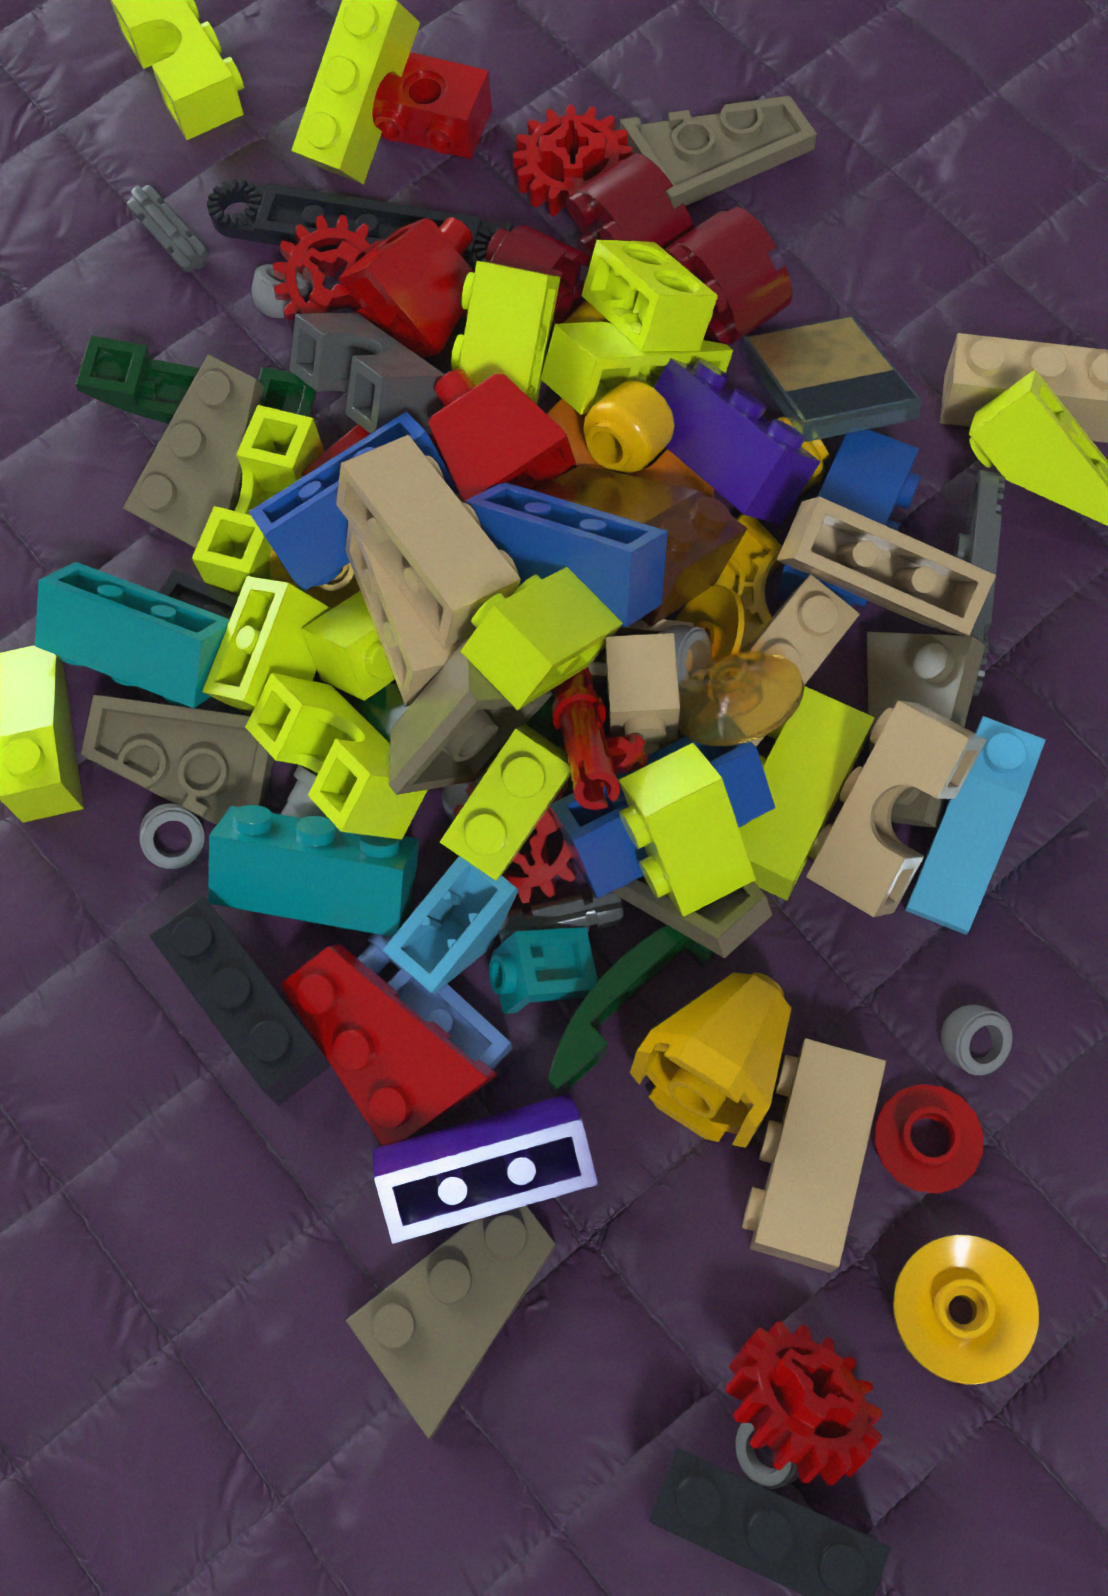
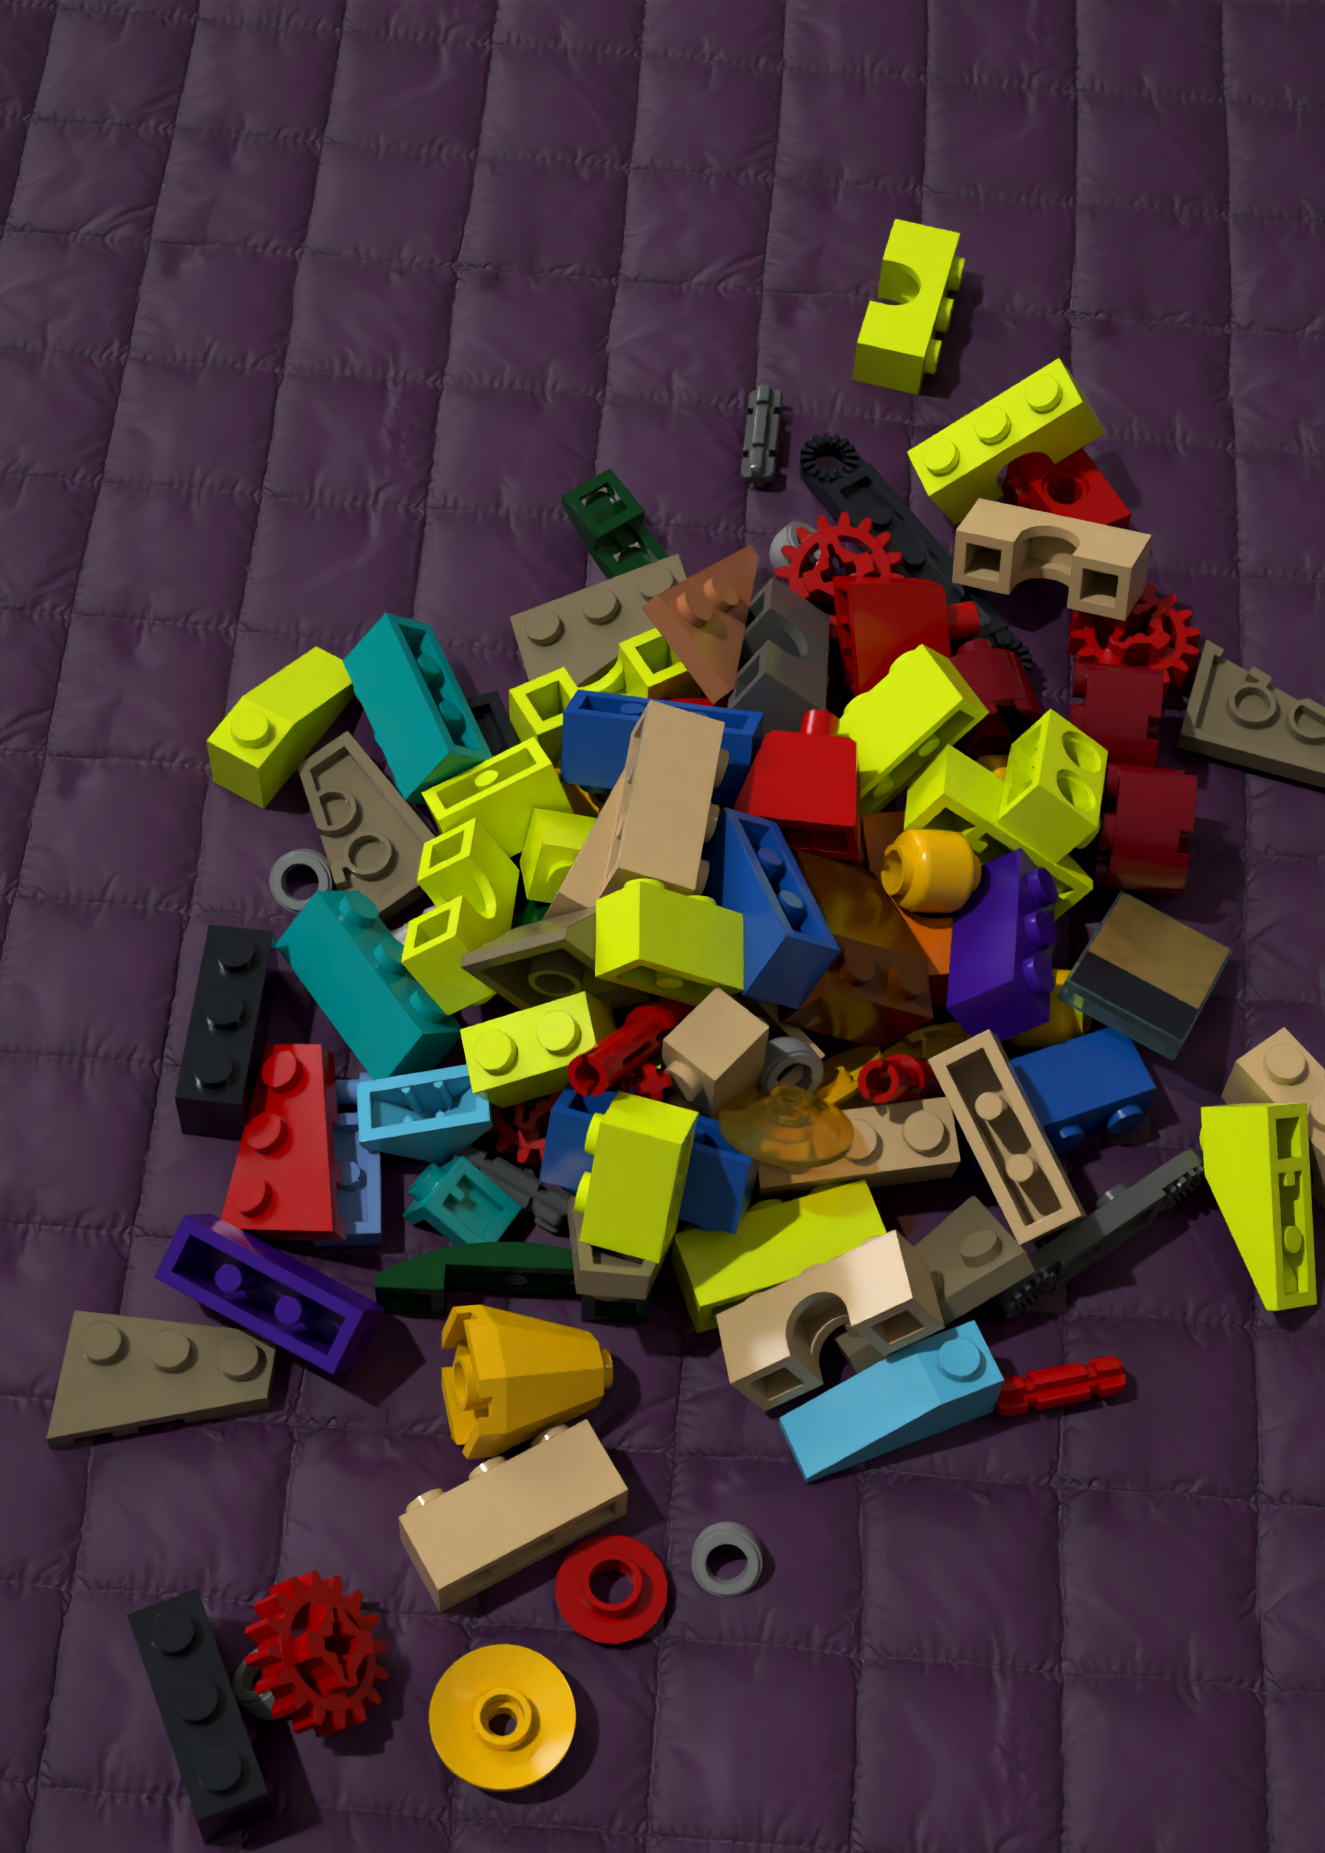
camera: 35 degrees right, 10 degrees down
(283, 386) = (707, 620): none -> nougat wing
(503, 119) = (1011, 543): none -> tan arch
(776, 600) = (904, 1073): none -> red pin
(1061, 703) = (1061, 1385): none -> red axle

